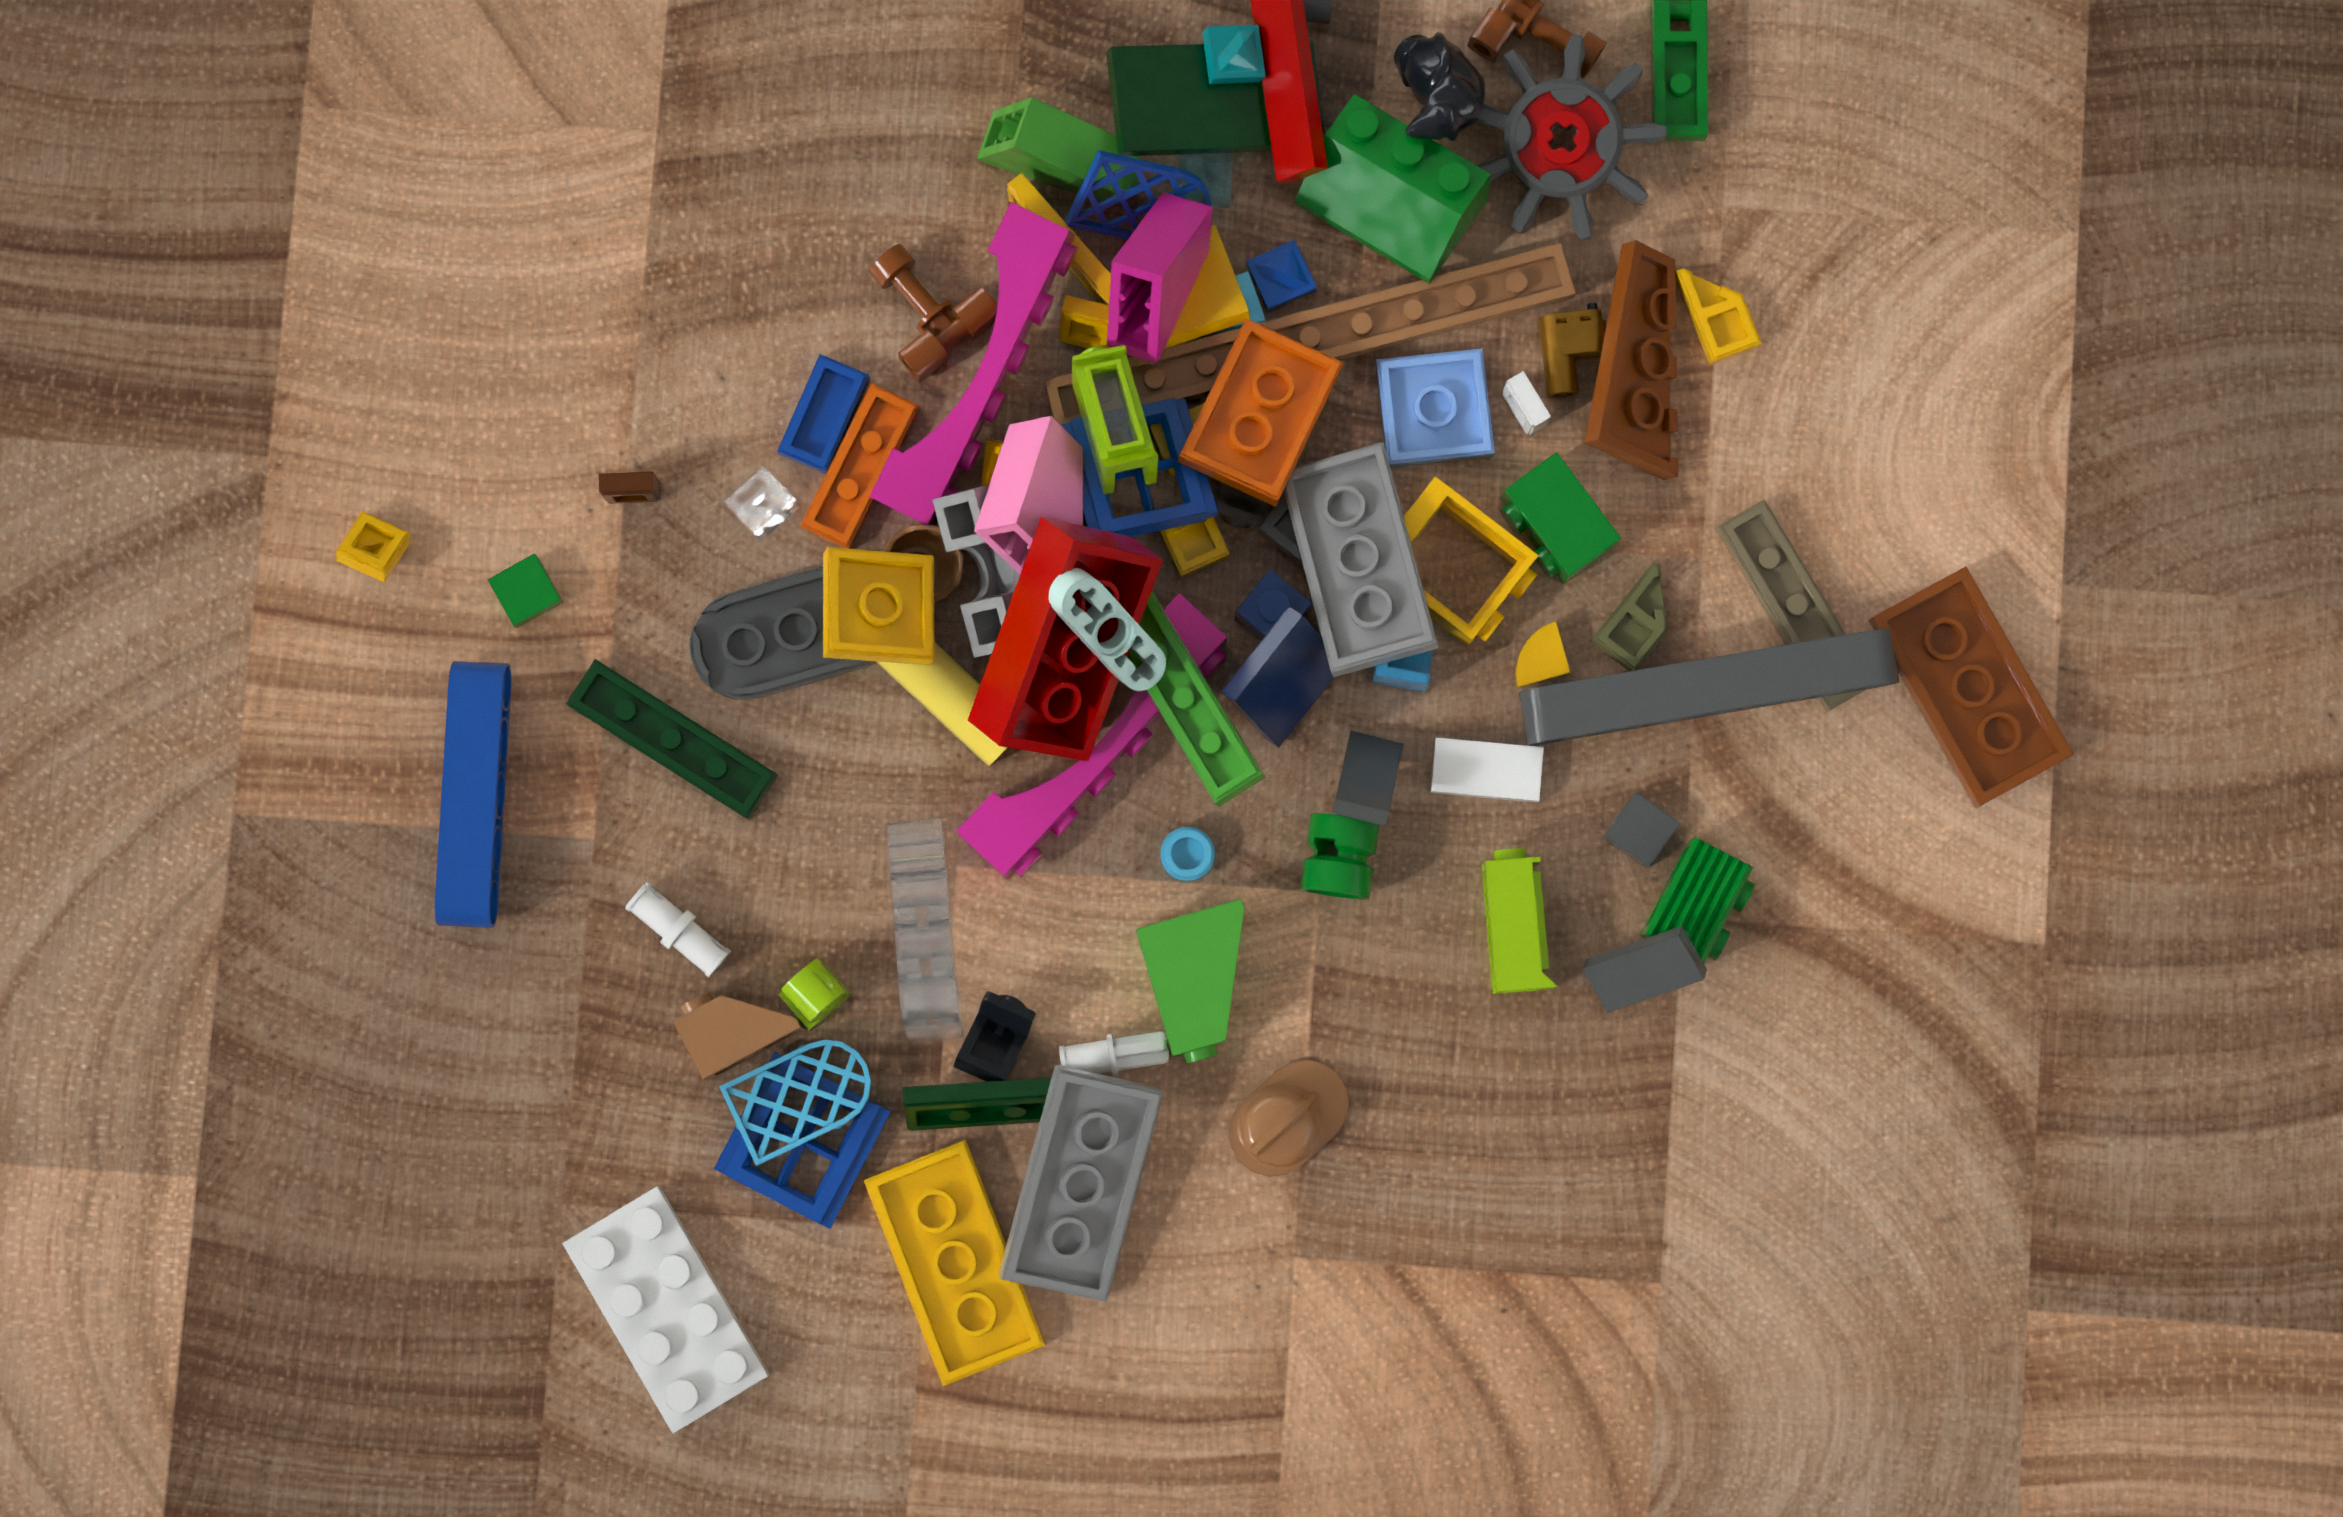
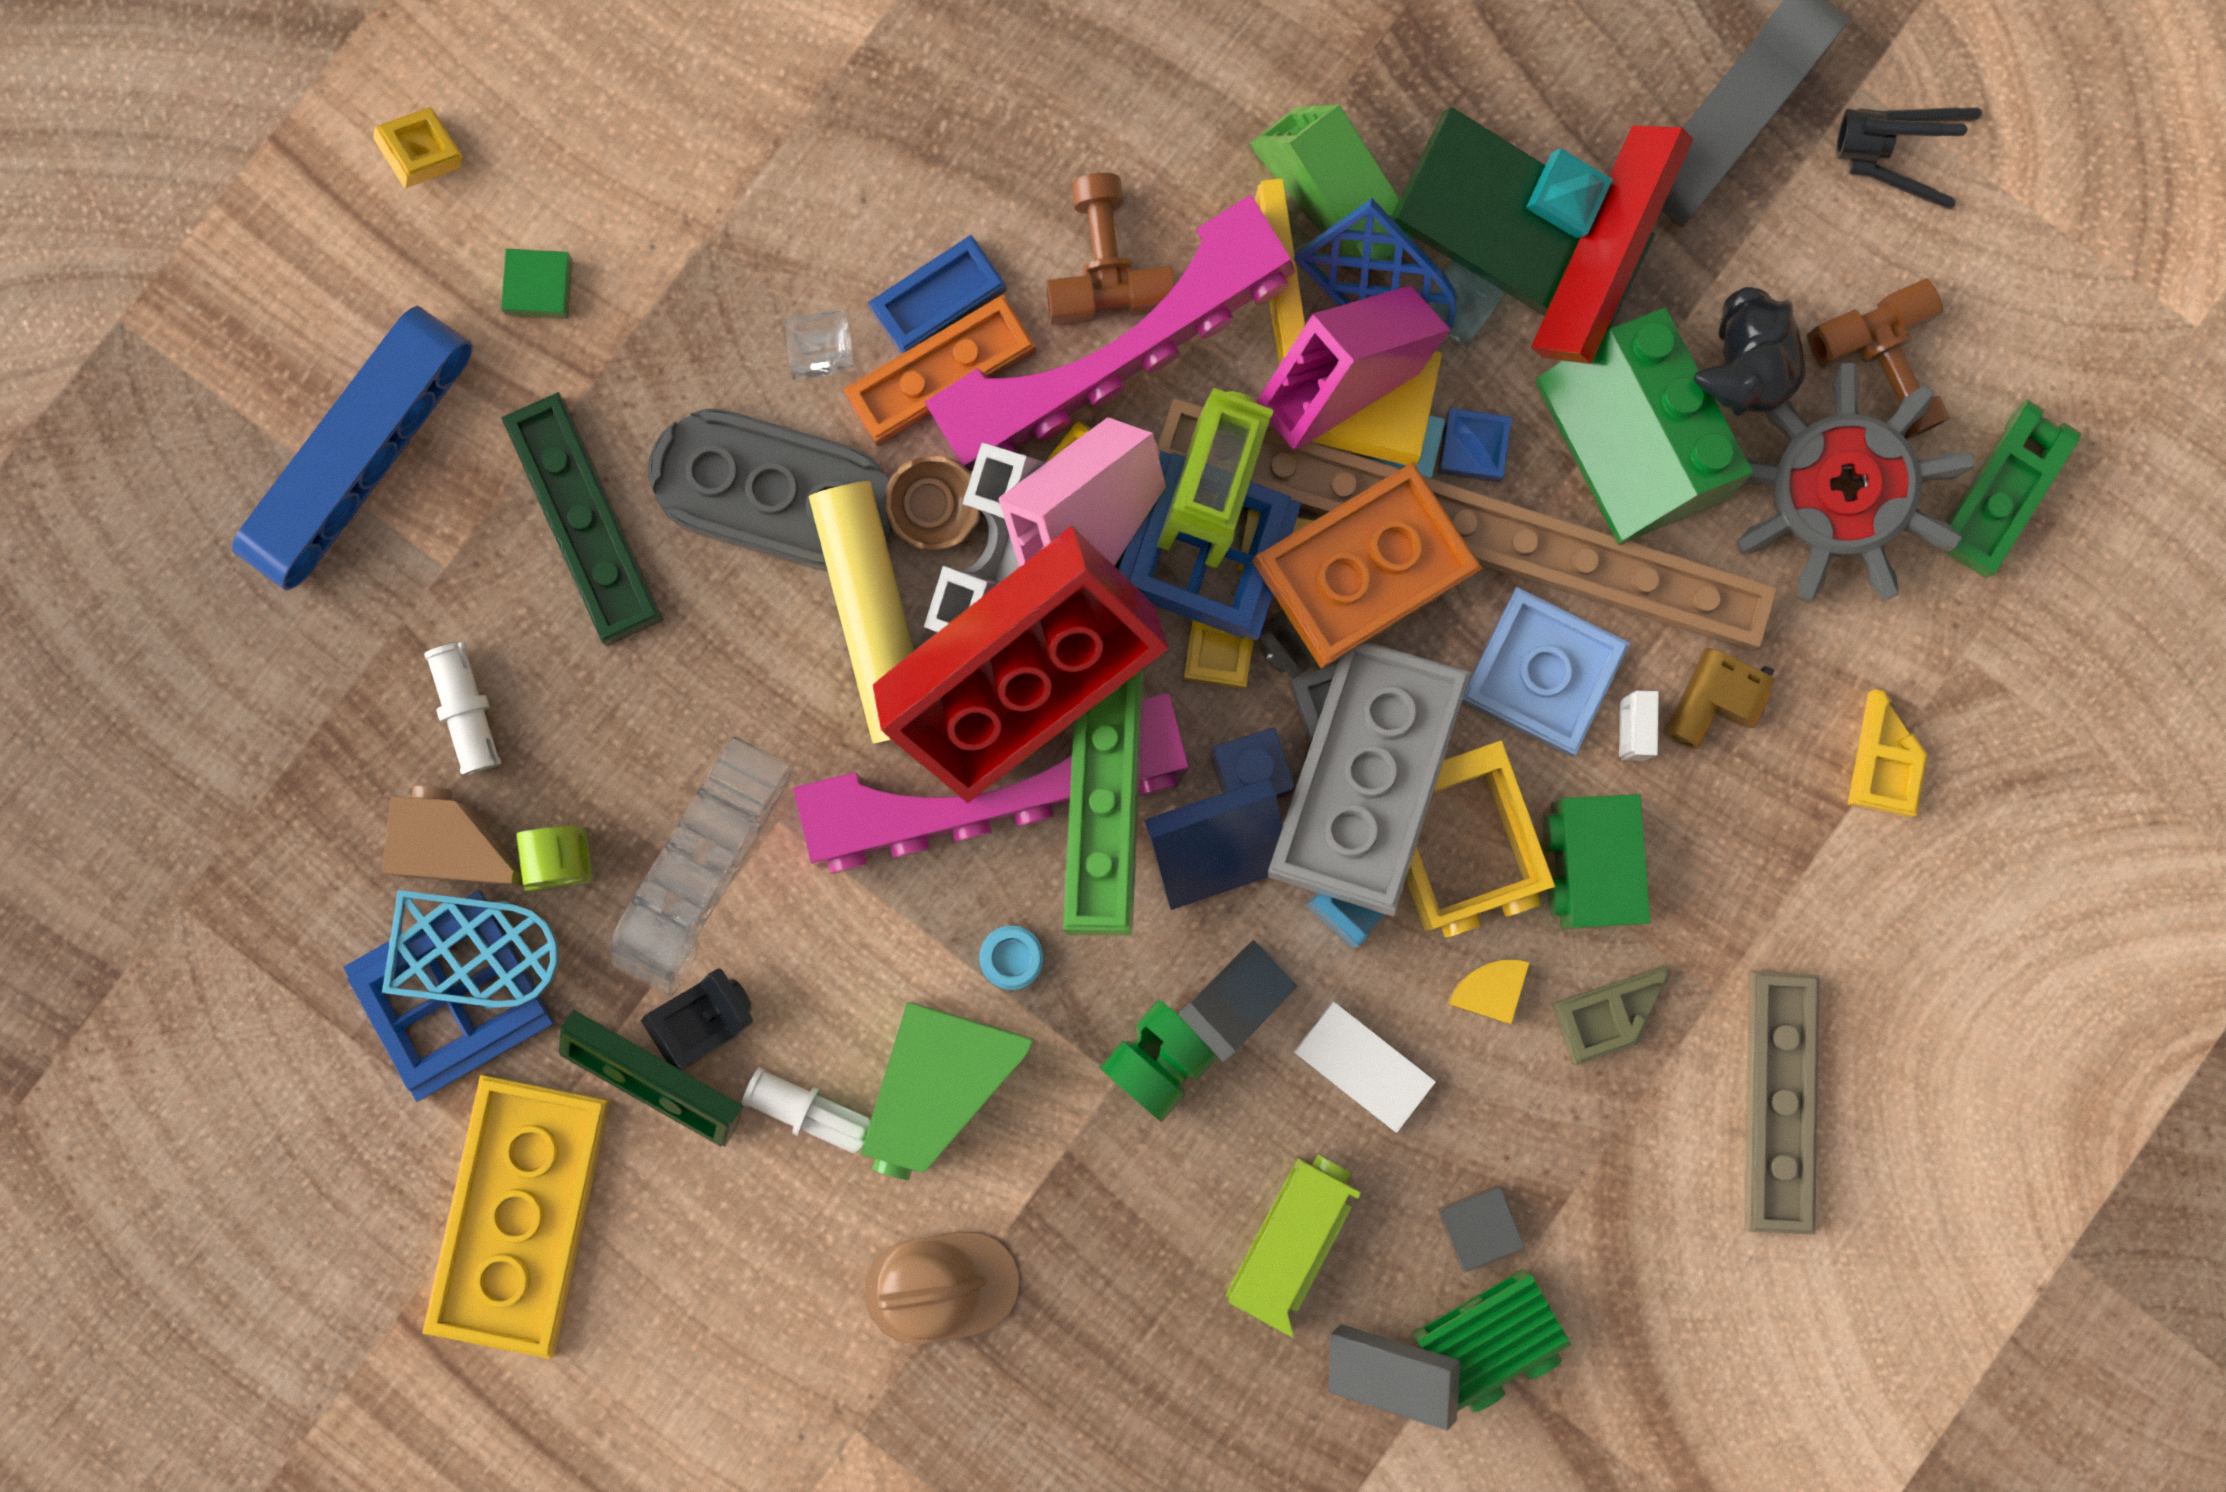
camera: 30 degrees right, 0 degrees up
(629, 487) = (700, 246): reddish brown tile -> none
(666, 1309) = (206, 1077): white plate -> none
(878, 606) = (859, 514): yellow tile -> none
(1080, 1183) = (687, 1221): light grey tile -> none
(1083, 322) = (1248, 364): yellow tile -> none
(1087, 625) = (1072, 659): light aqua beam -> none
(1632, 386) = (1754, 781): dark orange wing -> none
(1709, 687) = (1645, 1131): dark grey beam -> none
(1972, 688) = (1910, 1303): dark orange plate -> none

